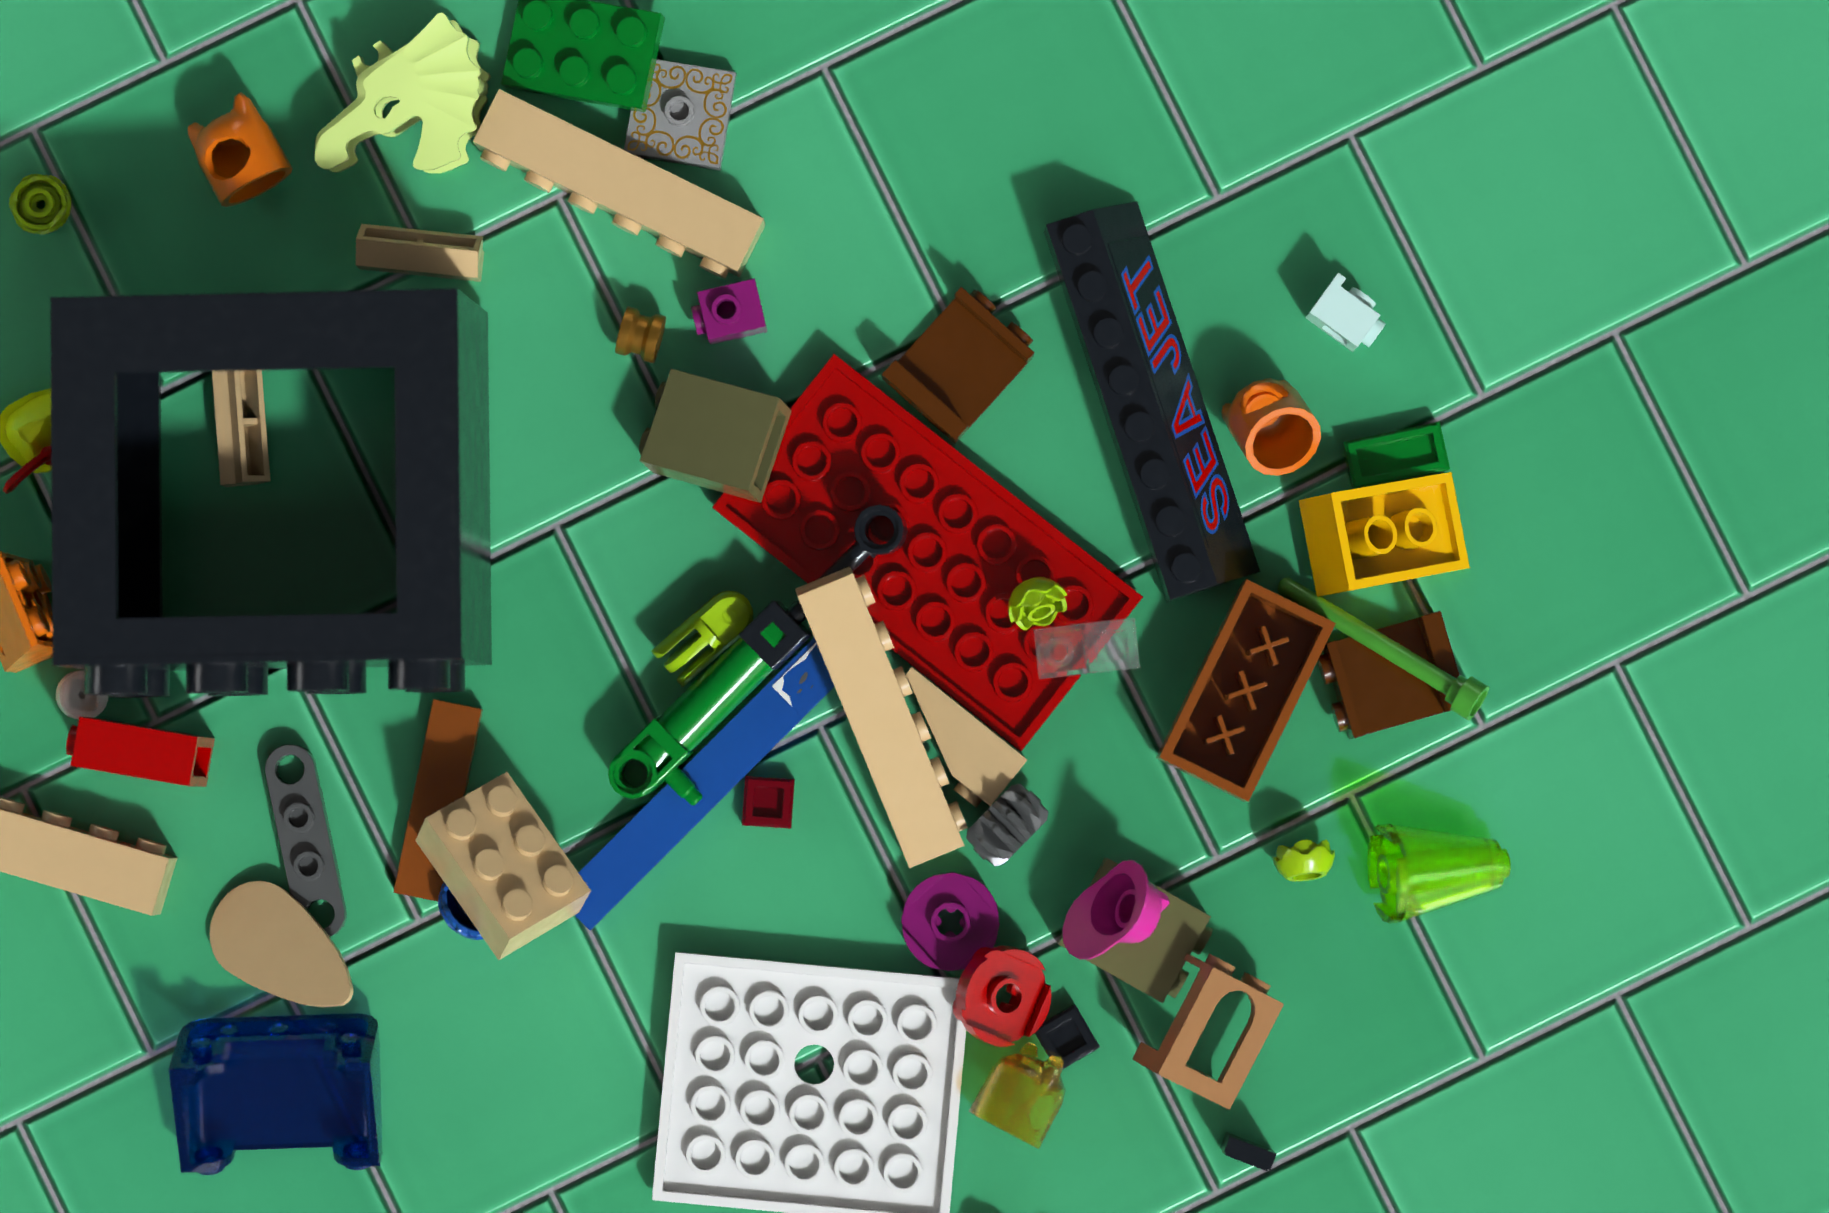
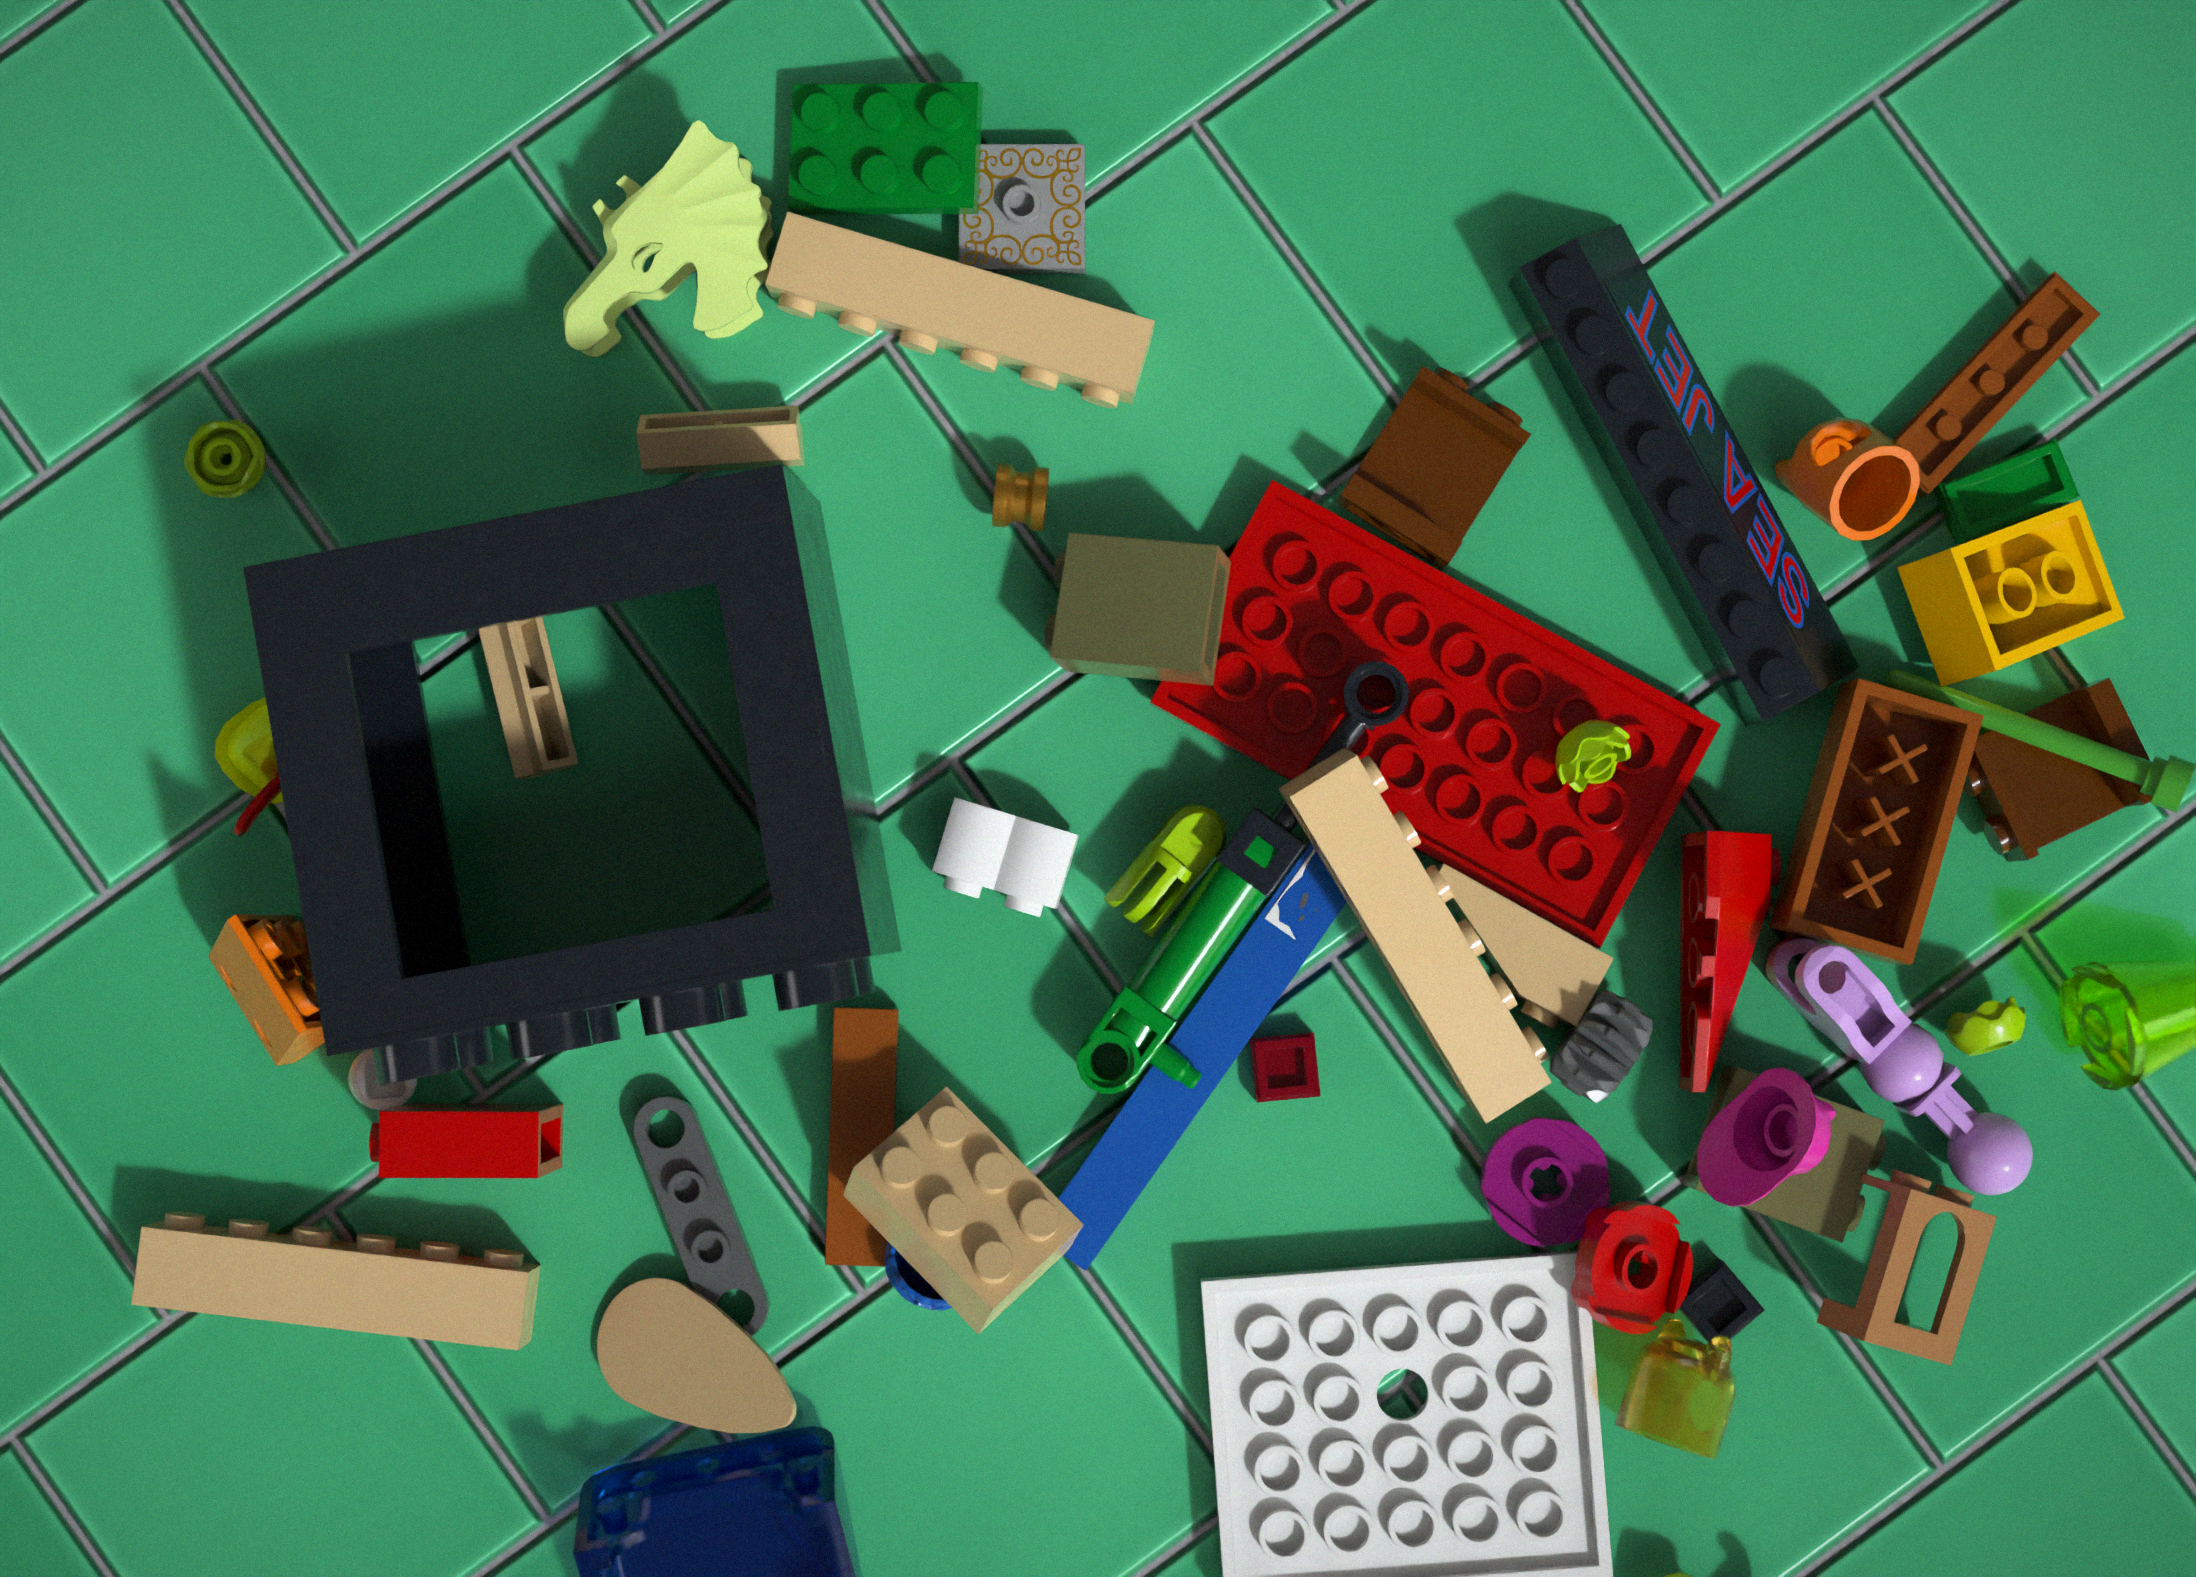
camera: 10 degrees left, 0 degrees up
(239, 153) = (469, 351): orange piece -> none
(582, 605) = (1005, 855): none -> white brick
(729, 312) = (1130, 449): magenta brick -> none
(1087, 648) = (1669, 802): clear slope -> none
(1120, 735) = (1721, 915): none -> red wedge
(1235, 879) = (1899, 1060): none -> lavender piece
(1248, 1152) = (1980, 1414): black tile -> none
(1346, 315) = (1914, 322): light aqua brick -> none
(1398, 370) = (1994, 378): none -> dark orange tile

